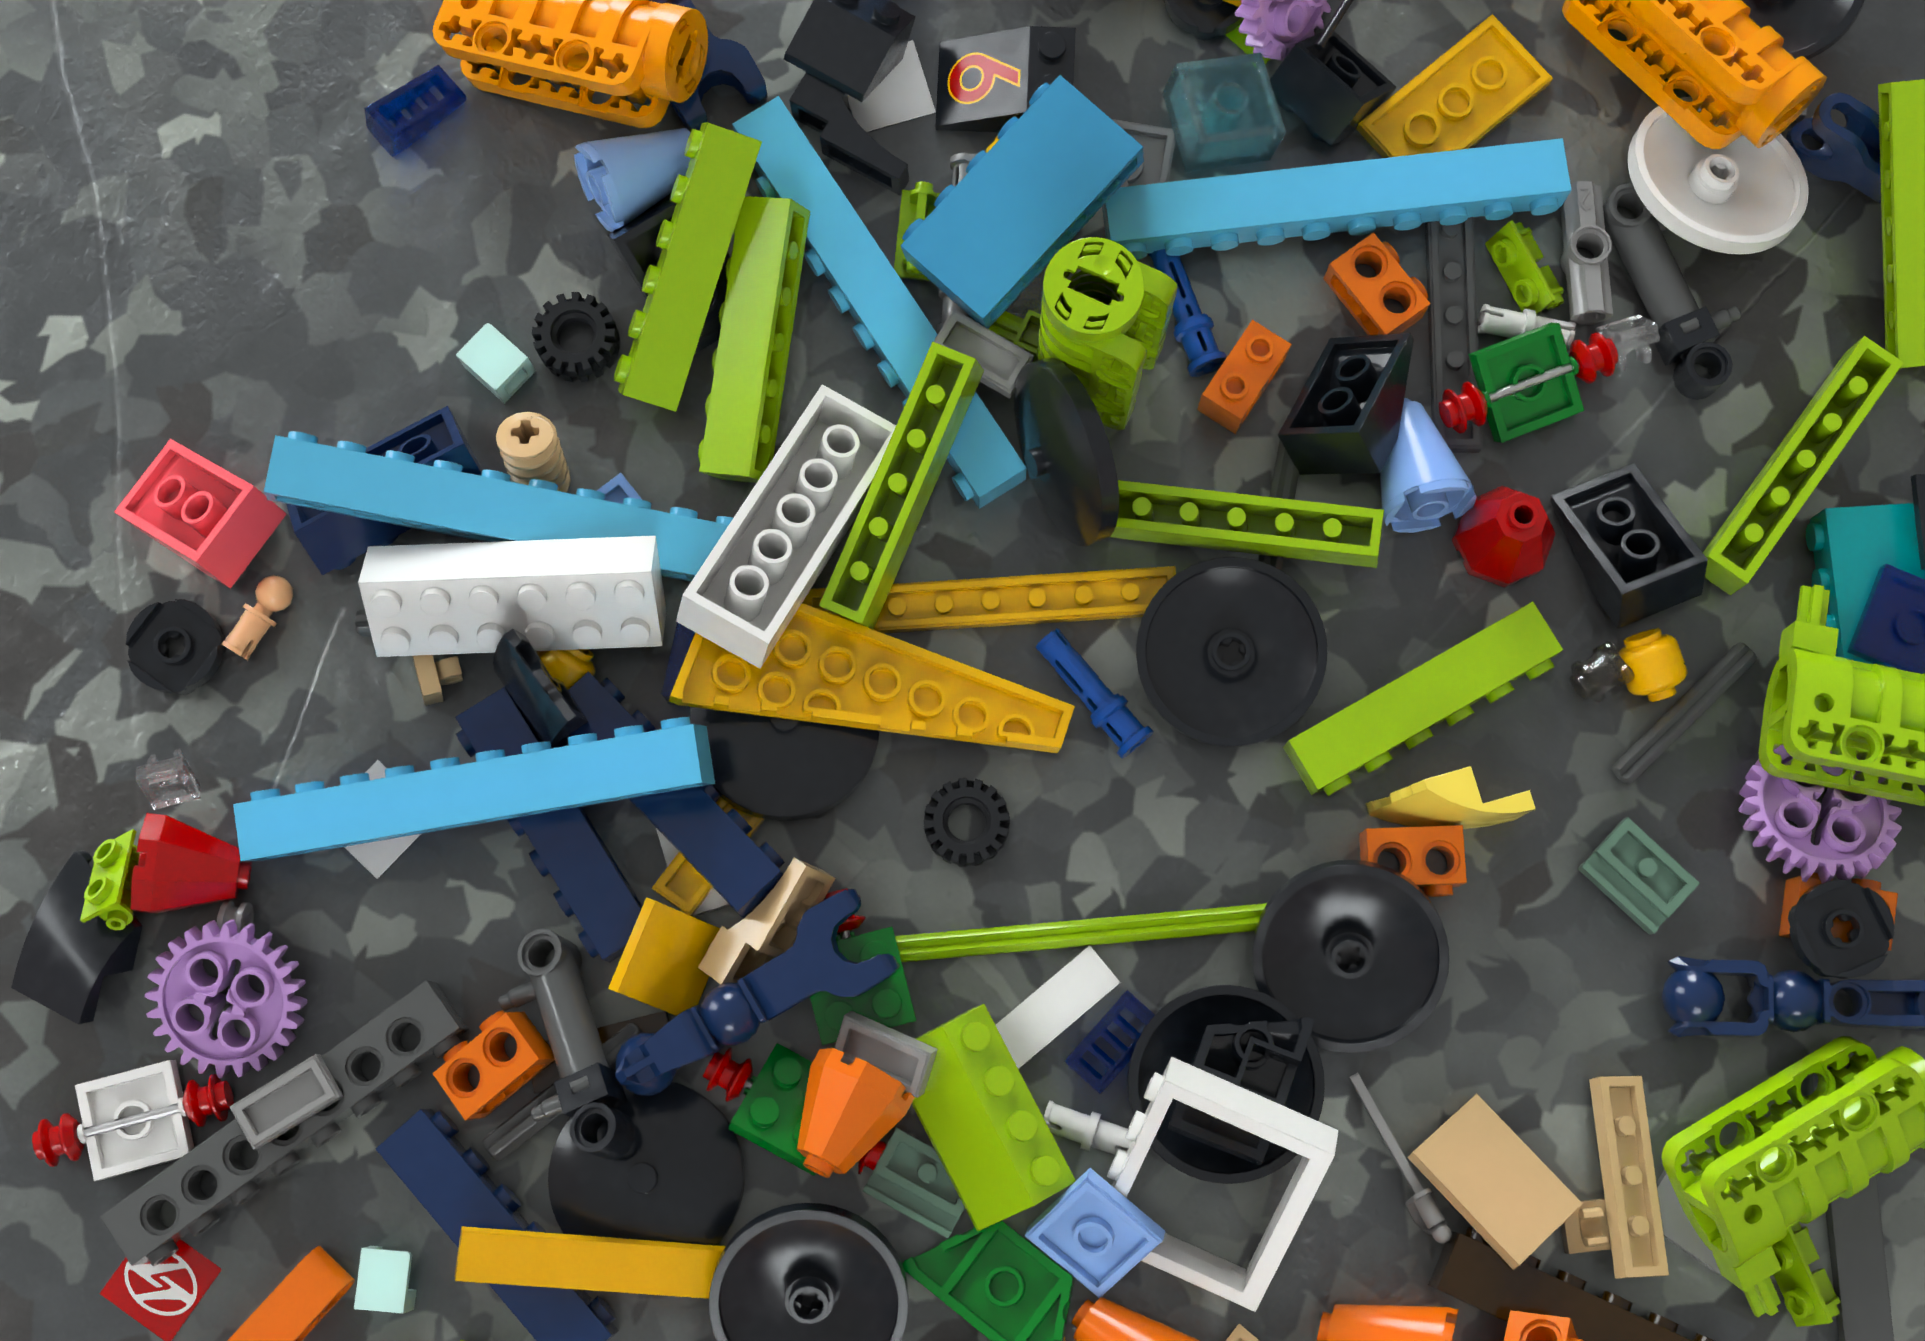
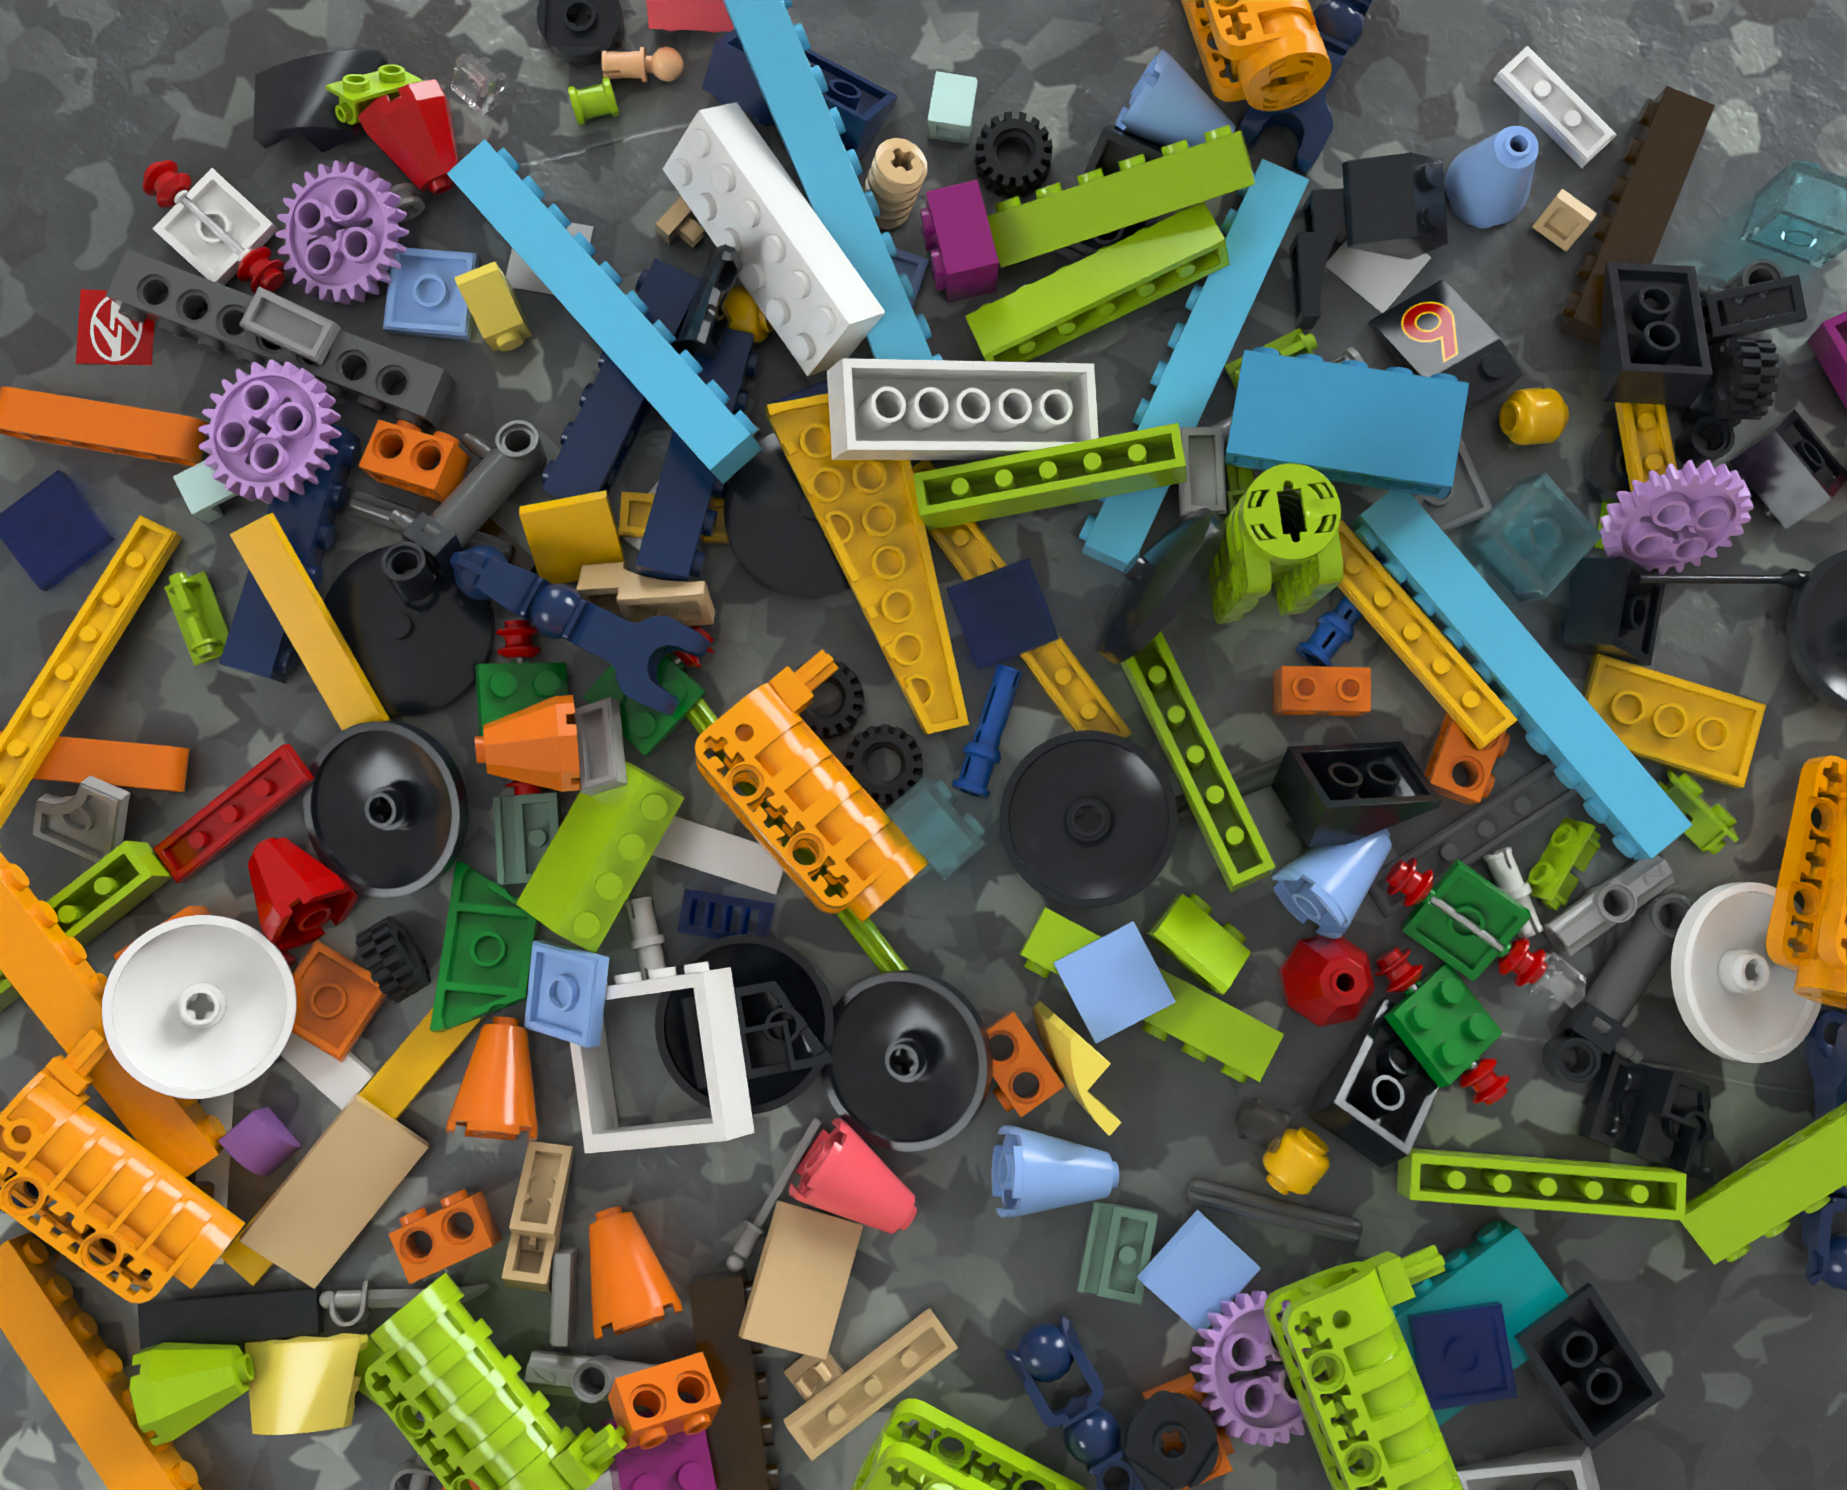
camera: 60 degrees right, 5 degrees up
(262, 683) = (593, 101): none -> lime bush
(338, 1201) = (270, 431): none -> lavender gear
(340, 951) = (426, 297): none -> light blue tile
(400, 896) = (494, 307): none -> light yellow slope
(628, 432) = (961, 241): none -> magenta brick
(993, 611) = (1003, 614): none -> clear blue tile
(1056, 888) = (809, 793): none -> light orange piece
(1062, 777) = (896, 740): none -> black tyre
(1115, 43) = (1534, 416): none -> yellow head
(1155, 791) = (936, 827): none -> clear light blue brick
(1272, 262) = (1420, 644): none -> yellow tile
(1395, 720) = (1114, 982): none -> light blue tile
(1404, 625) = (1199, 943): none -> lime slope
(1430, 1076) = (852, 1181): none -> coral cone
(1529, 894) = (1047, 1172): none -> light blue cone
(1567, 123) = (1708, 823): none -> lime hinge
(1607, 460) = (1443, 1025): none -> green plate
(1699, 813) = (1198, 1271): none -> light blue tile
(1793, 335) = (1651, 1116): none -> black slope

